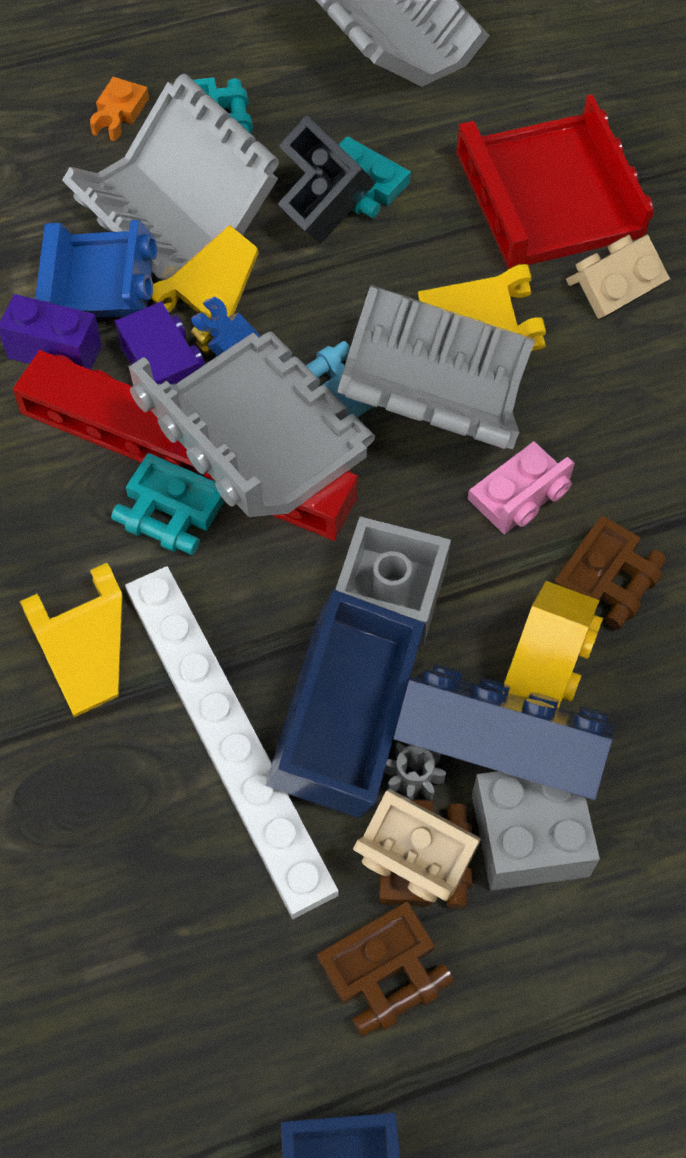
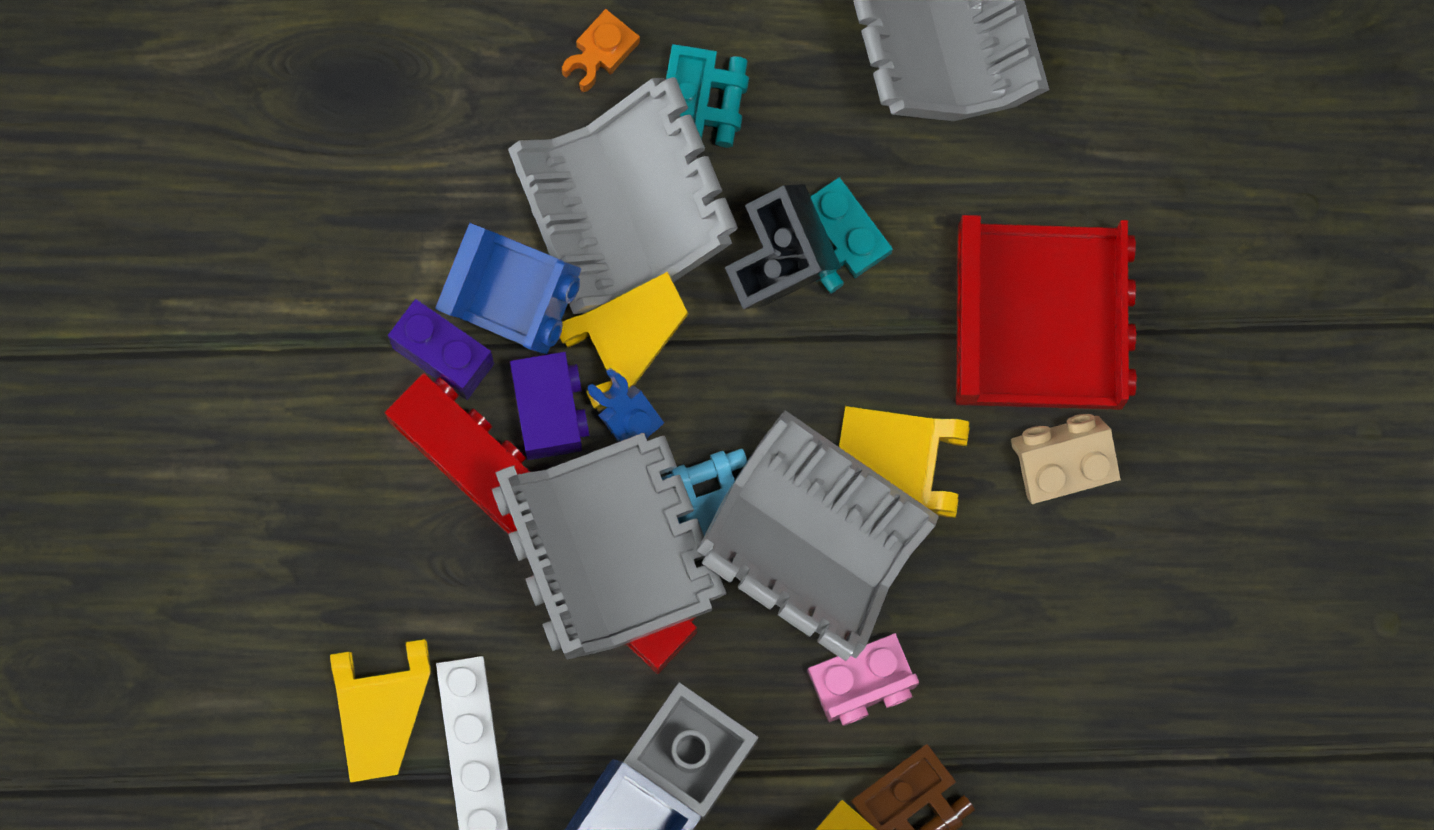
camera: 15 degrees right, 15 degrees up
(175, 492) = (500, 567): teal plate -> none

